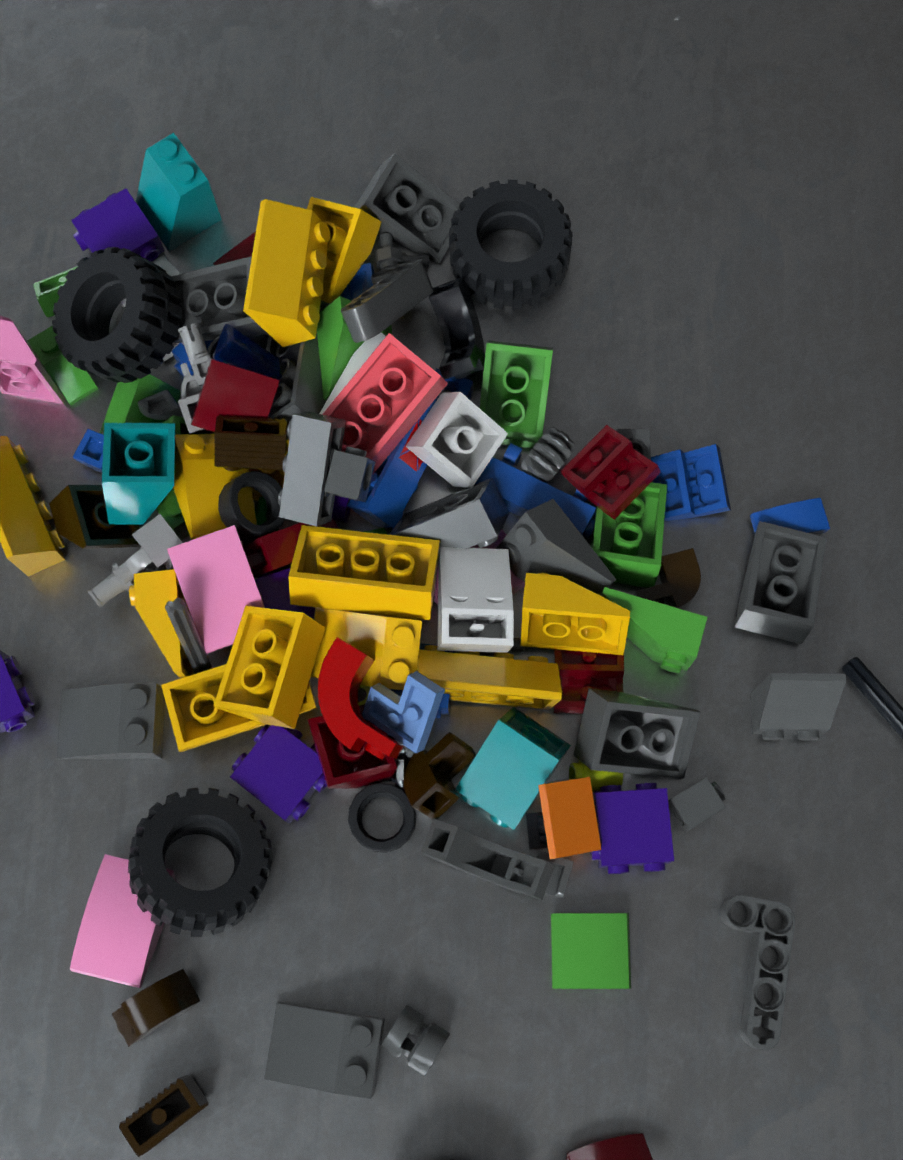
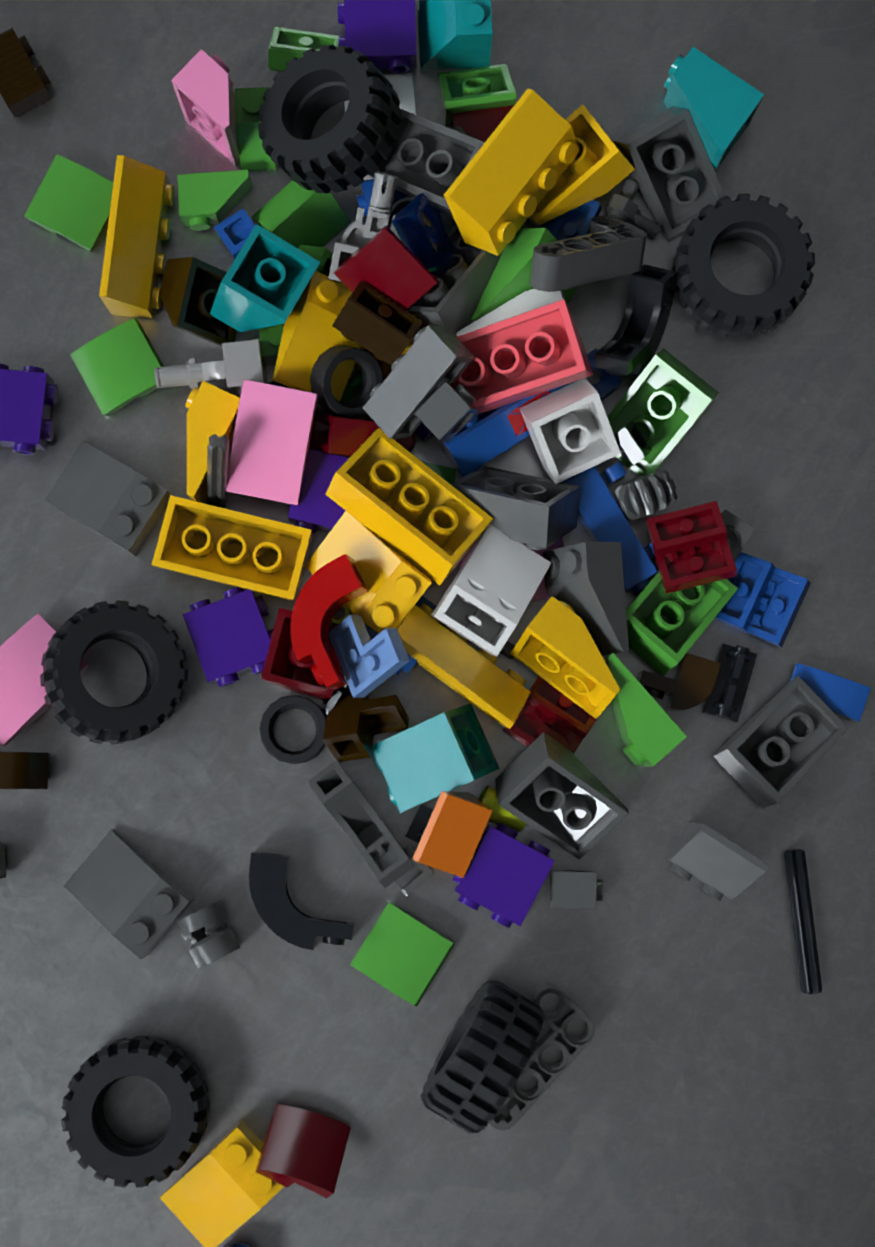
camera: 25 degrees right, 10 degrees up
(56, 435) = (210, 196): none -> bright green slope
(57, 612) = (118, 366): none -> bright green slope
(159, 406) = (319, 229): dark grey tile -> none
(221, 237) = (475, 90): none -> bright green slope
(270, 666) = (273, 540): yellow slope -> none
(410, 133) = (716, 99): none -> teal slope
(463, 981) = (273, 903): none -> black arch
(511, 422) = (632, 443): none -> plate
(711, 559) = (731, 682): none -> black hinge
(718, 992) = (483, 1057): none -> black tyre

